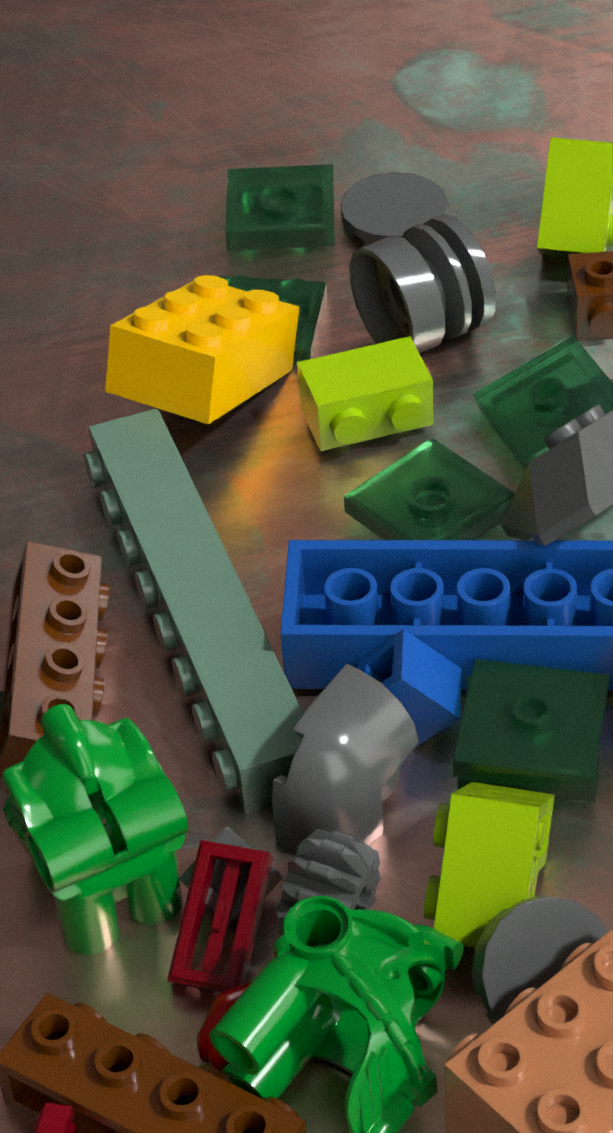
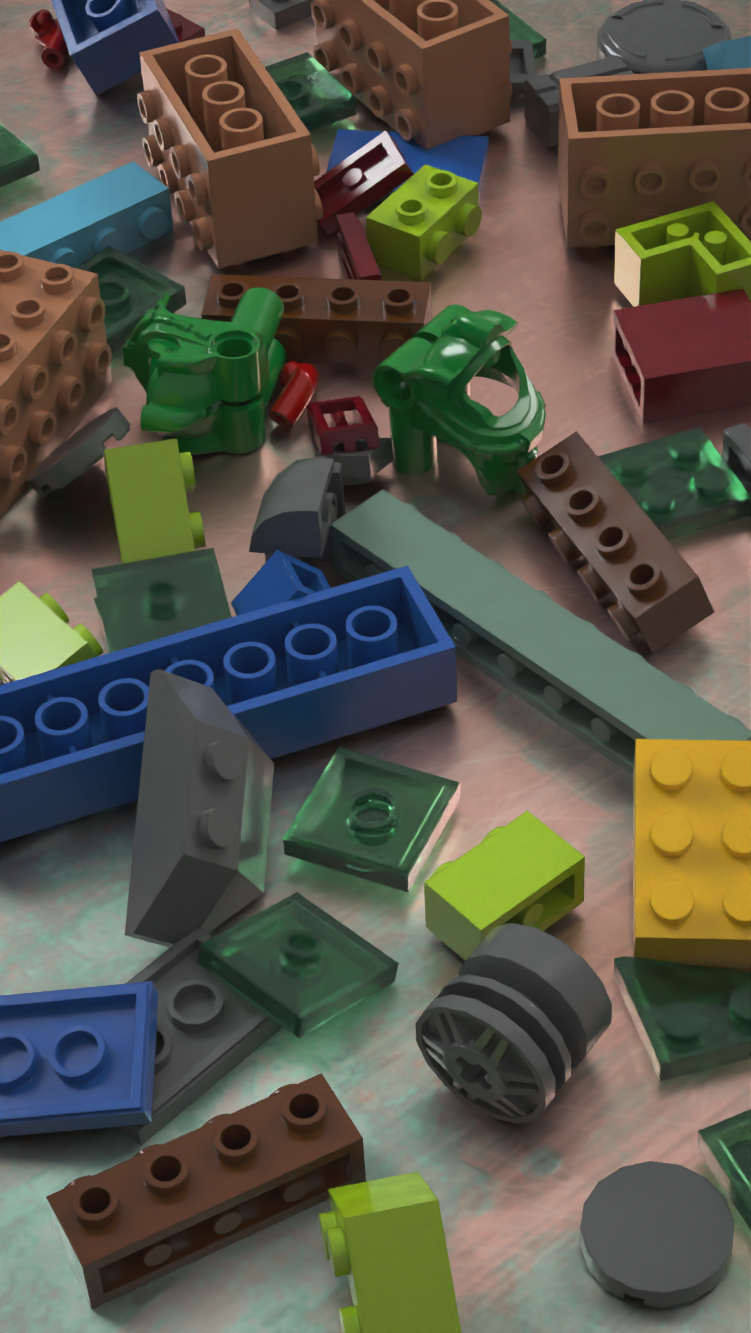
camera: 155 degrees right, 0 degrees up
(332, 867) = (262, 441): dark grey gear -> none

